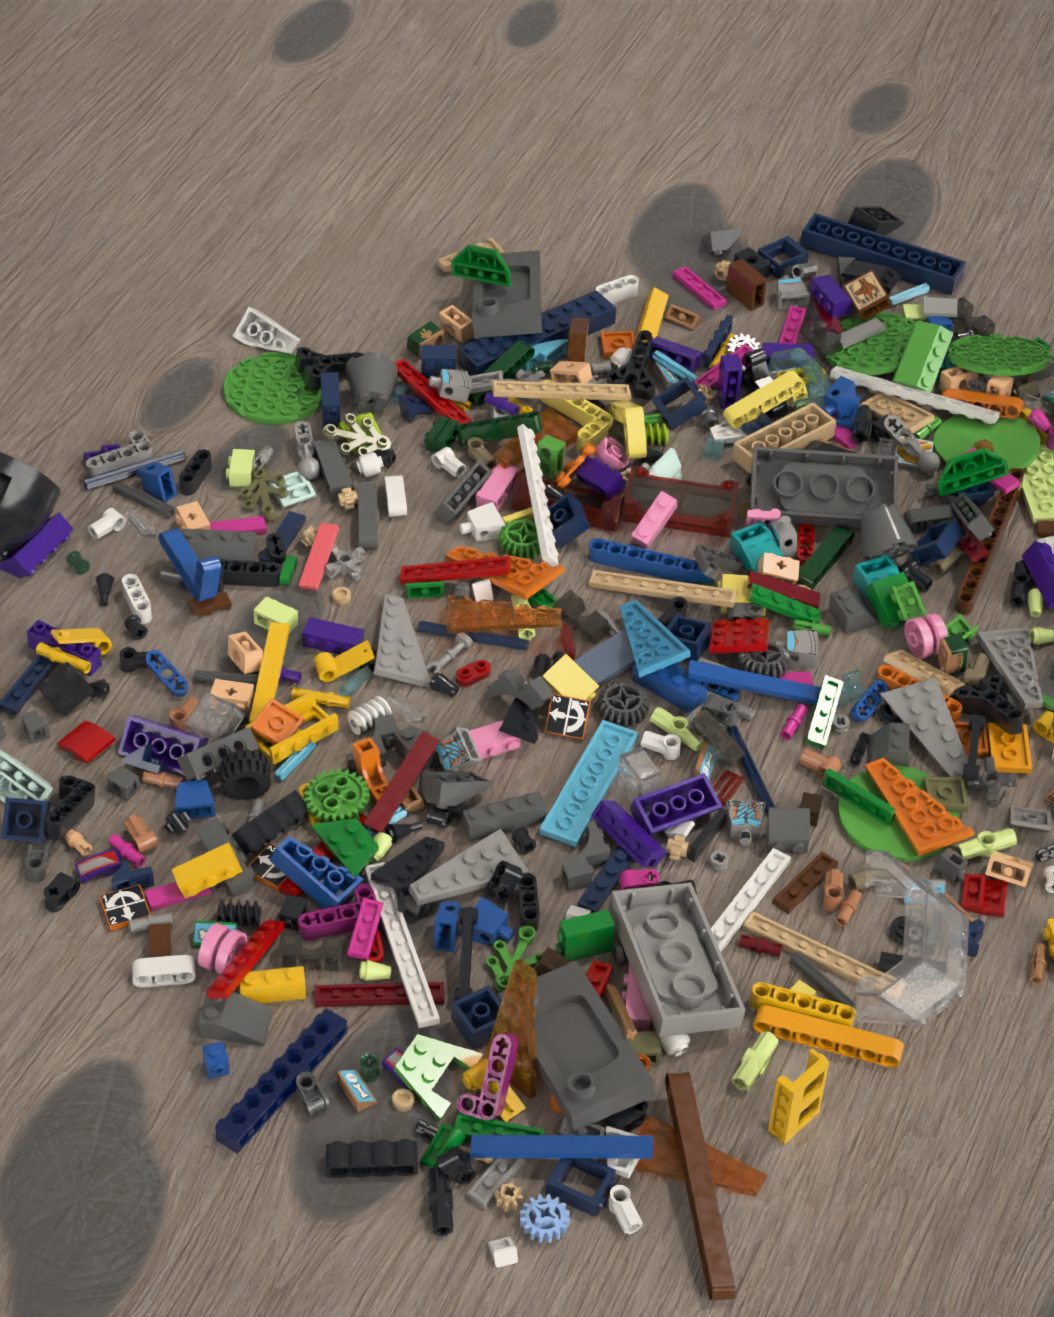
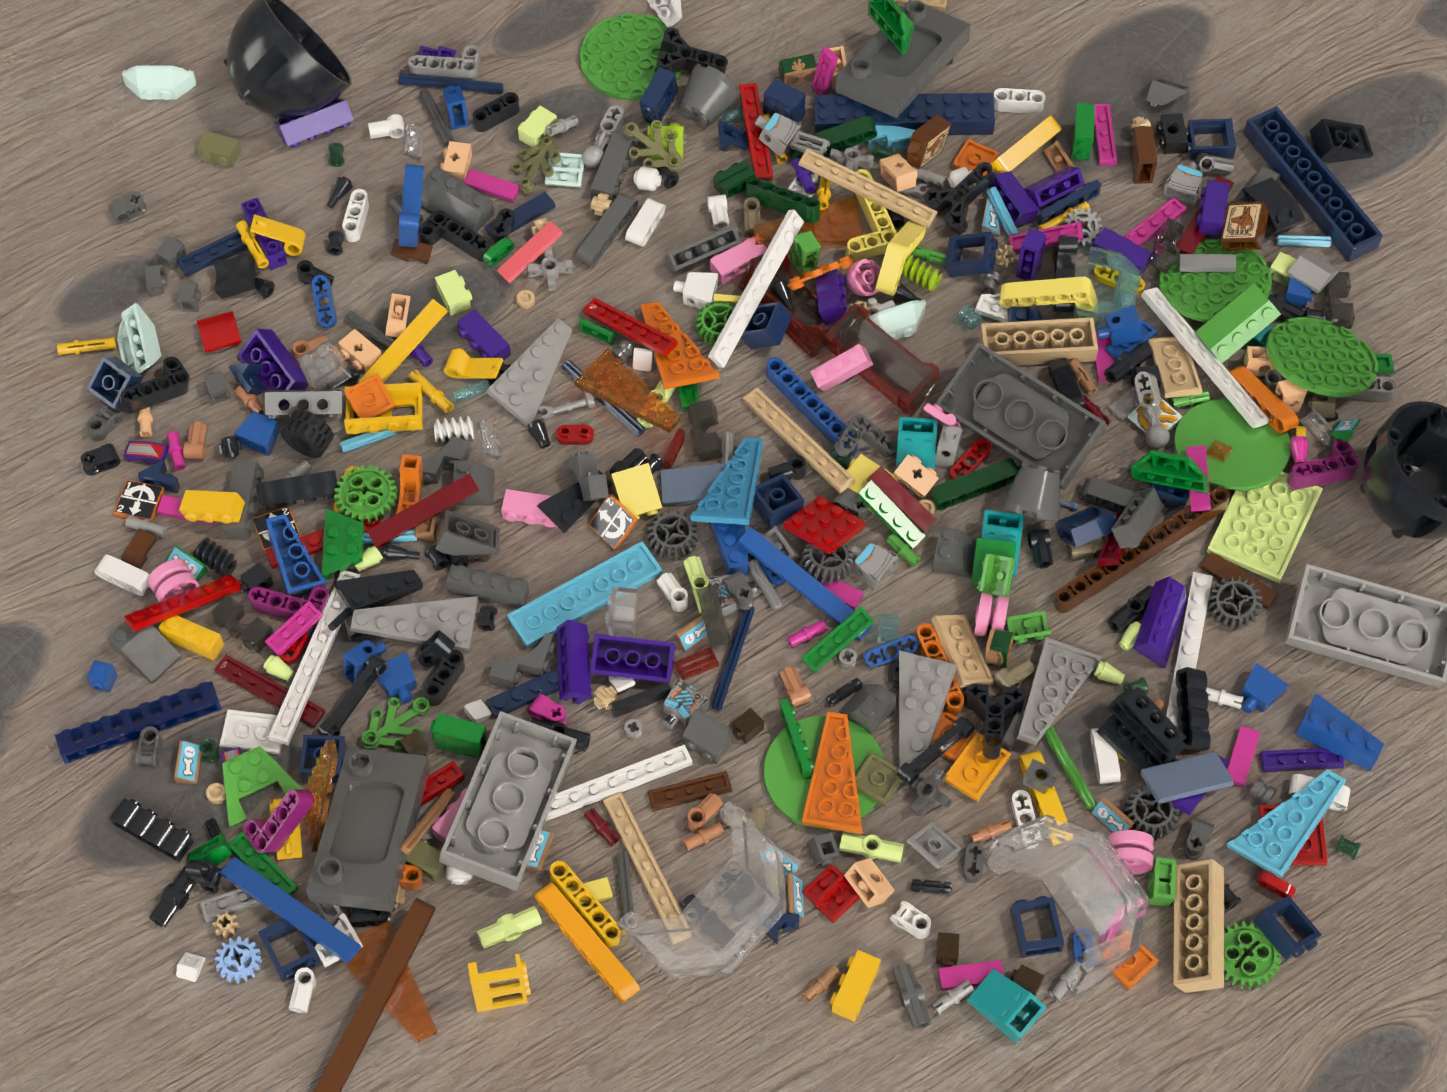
camera: 35 degrees right, 15 degrees up
(390, 1032) = (249, 731): none -> white tile
(454, 324) = (824, 71): none -> dark pink tile
(457, 751) = (491, 505): torso -> none
(687, 287) = (1083, 131): none -> green brick
(700, 331) = (1055, 186): none -> dark purple brick

